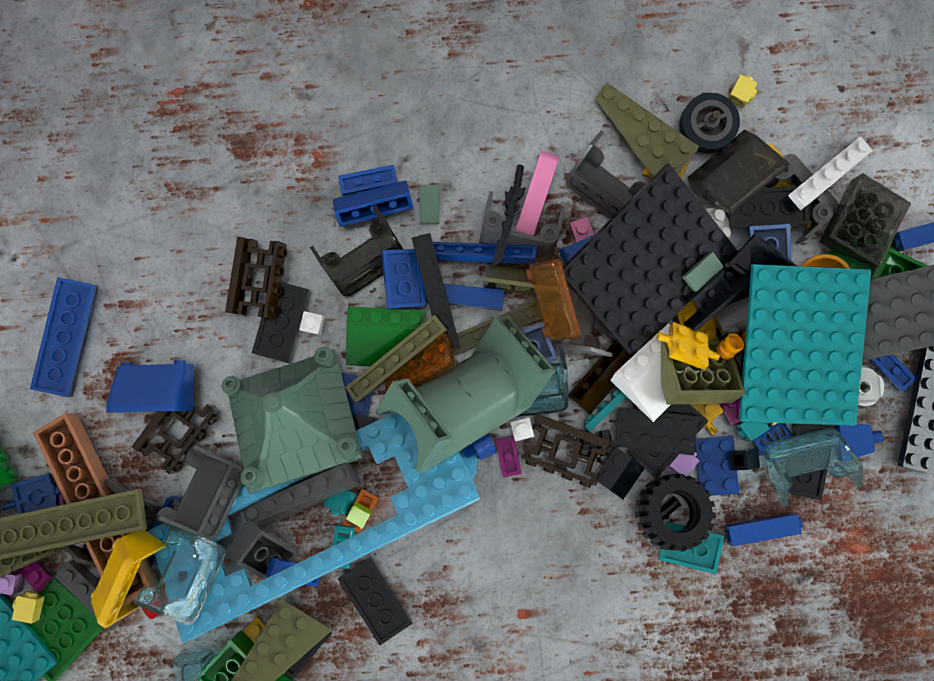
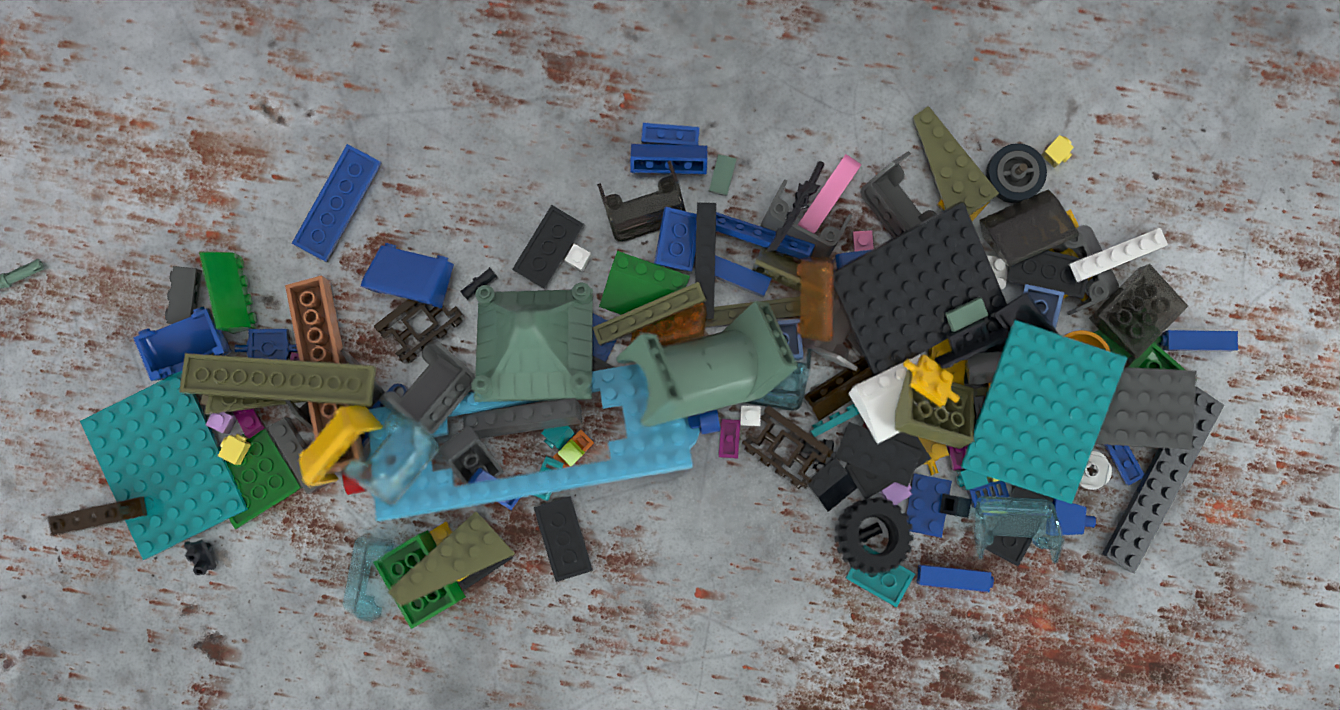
camera: 15 degrees right, 0 degrees up
(226, 371) = (483, 279): none -> black pin
(242, 277) = (524, 193): dark brown fence -> none
(730, 346) = (972, 393): light orange wheel -> none

